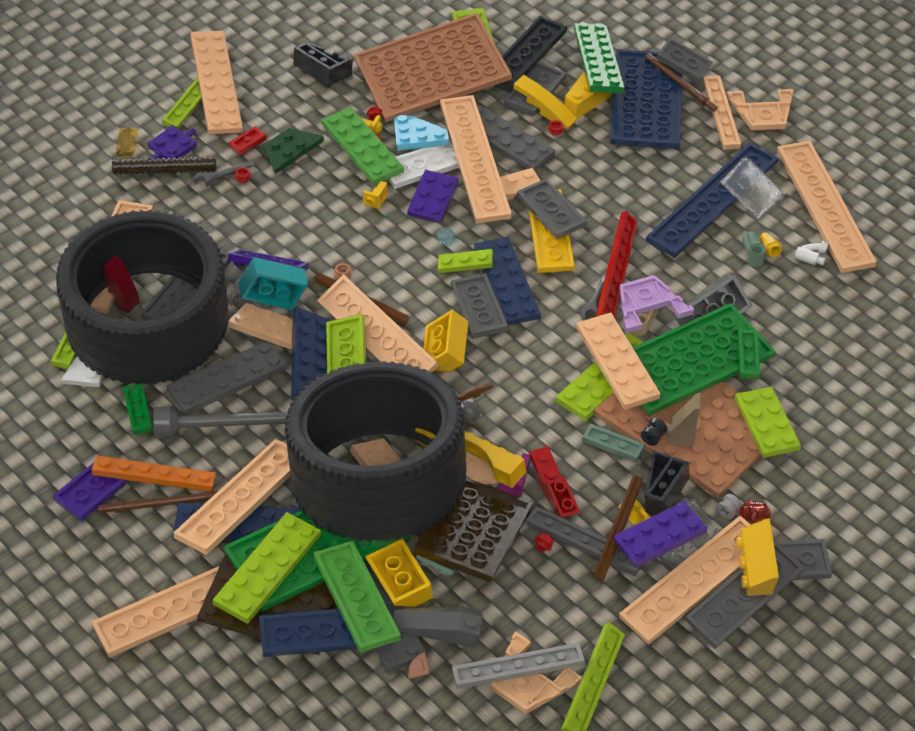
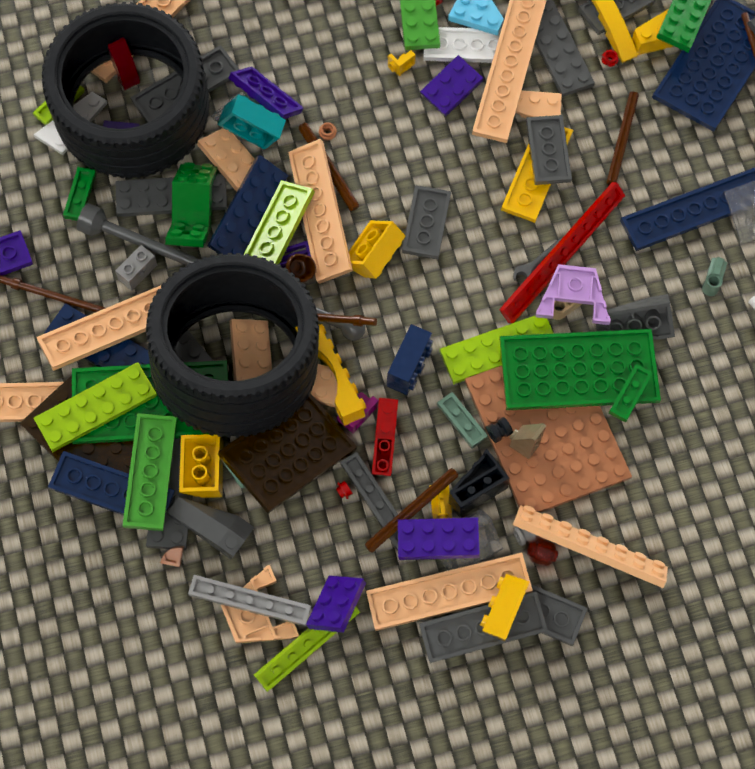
camera: 25 degrees right, 20 degrees up
(153, 473) = (58, 266): orange plate -> none
(231, 444) = (136, 267): none -> light grey brick
(256, 369) = (191, 205): none -> green bracket
(445, 236) = (440, 133): clear light blue plate -> none
(465, 261) = (440, 170): lime plate -> none
(509, 282) = (467, 206): dark blue plate -> none
(537, 412) = (410, 360): none -> dark blue brick
(600, 631) = (336, 604): none -> dark purple plate
(606, 180) = (622, 137): none -> reddish brown axle
(618, 361) = (509, 343): light nougat plate -> none
(767, 422) = (609, 467): lime plate -> none
(772, 246) = (733, 279): yellow cone -> none
(787, 485) = (591, 546): none -> light nougat plate

